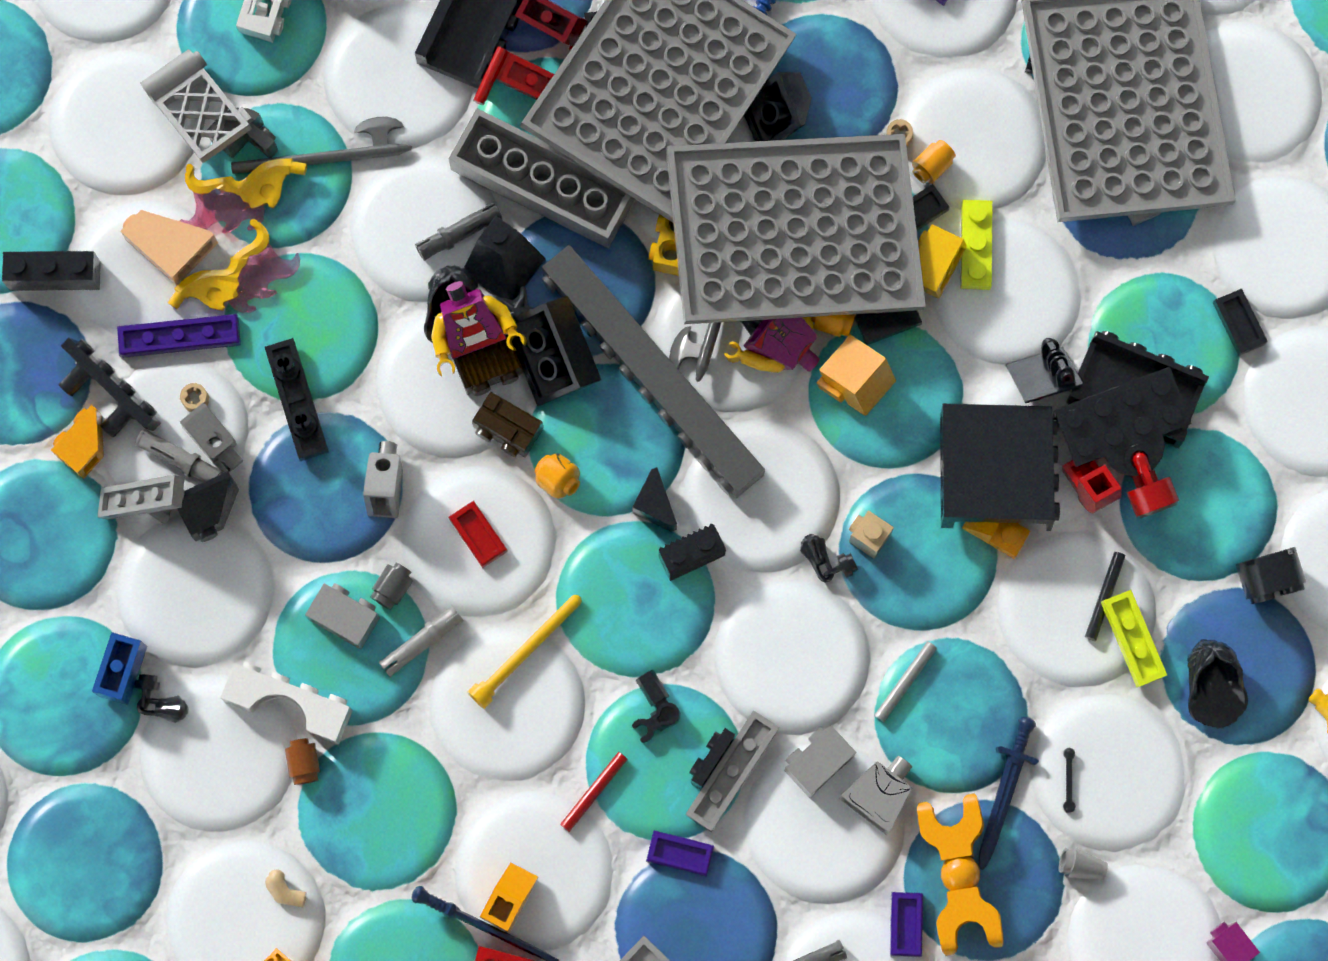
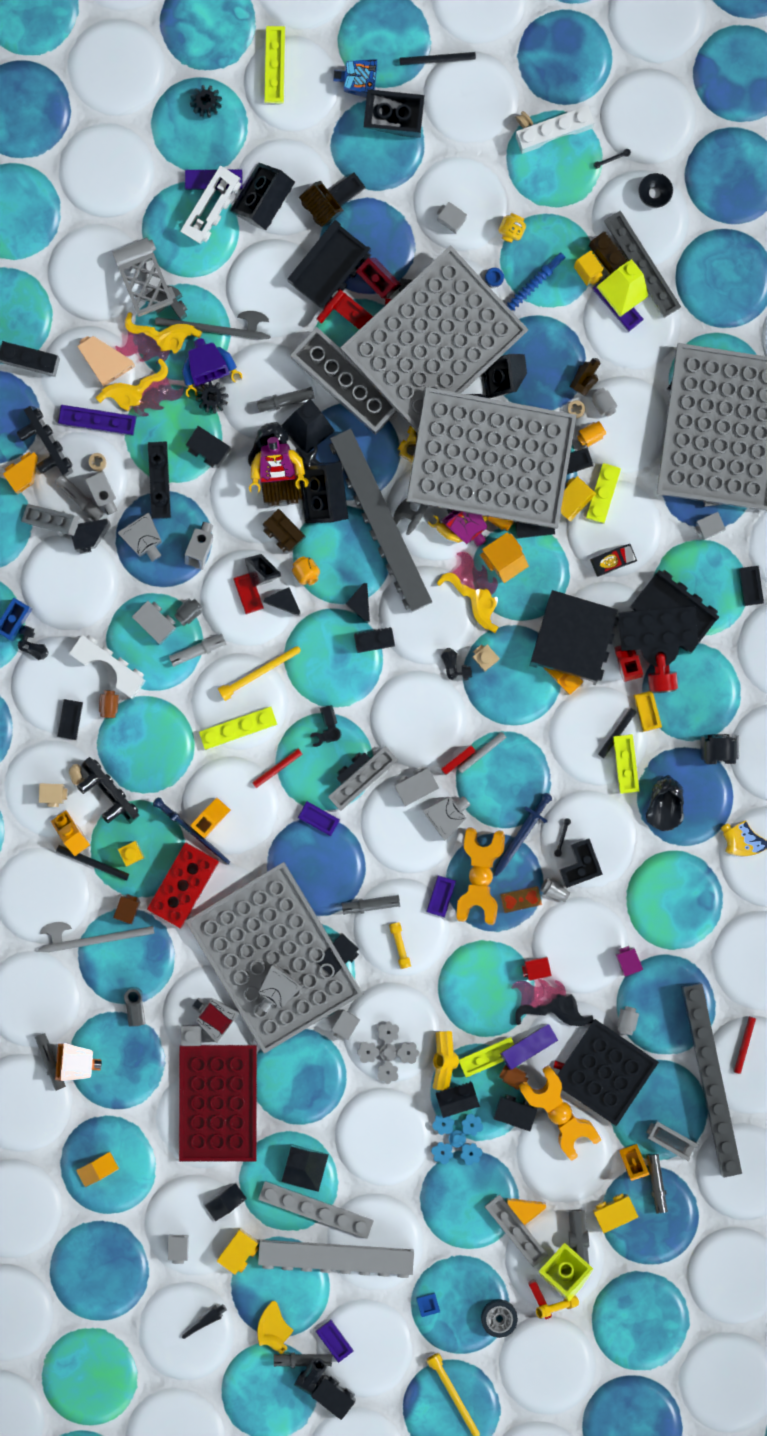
camera: 15 degrees right, 10 degrees up
(248, 802) = (70, 719): none -> black tile
(248, 927) = (52, 794): none -> tan brick
(291, 491) = (142, 537): none -> light grey torso
(326, 208) = (207, 364): none -> dark purple torso
(329, 888) = (105, 783): none -> black plate
(346, 246) = (214, 391): none -> black gear
(358, 330) = (208, 447): none -> black brick
(489, 493) = (261, 570): none -> black slope
(516, 745) = (238, 728): none -> neon yellow plate
(535, 530) = (283, 600): none -> black slope
(823, 432) = (476, 586): none -> piece
(873, 702) = (458, 760): none -> red tile
(900, 82) = (586, 377): none -> dark brown rock
(938, 112) = (604, 402): none -> light grey brick
(1021, 337) = (613, 560): none -> slope
(1033, 895) = (521, 899): none -> clear orange tile
(1044, 373) = (620, 587): hinge -> none
(1120, 809) = (586, 866): none -> black brick
(1141, 550) = (647, 711): none -> yellow tile
(1151, 249) = (709, 526): none -> light grey brick

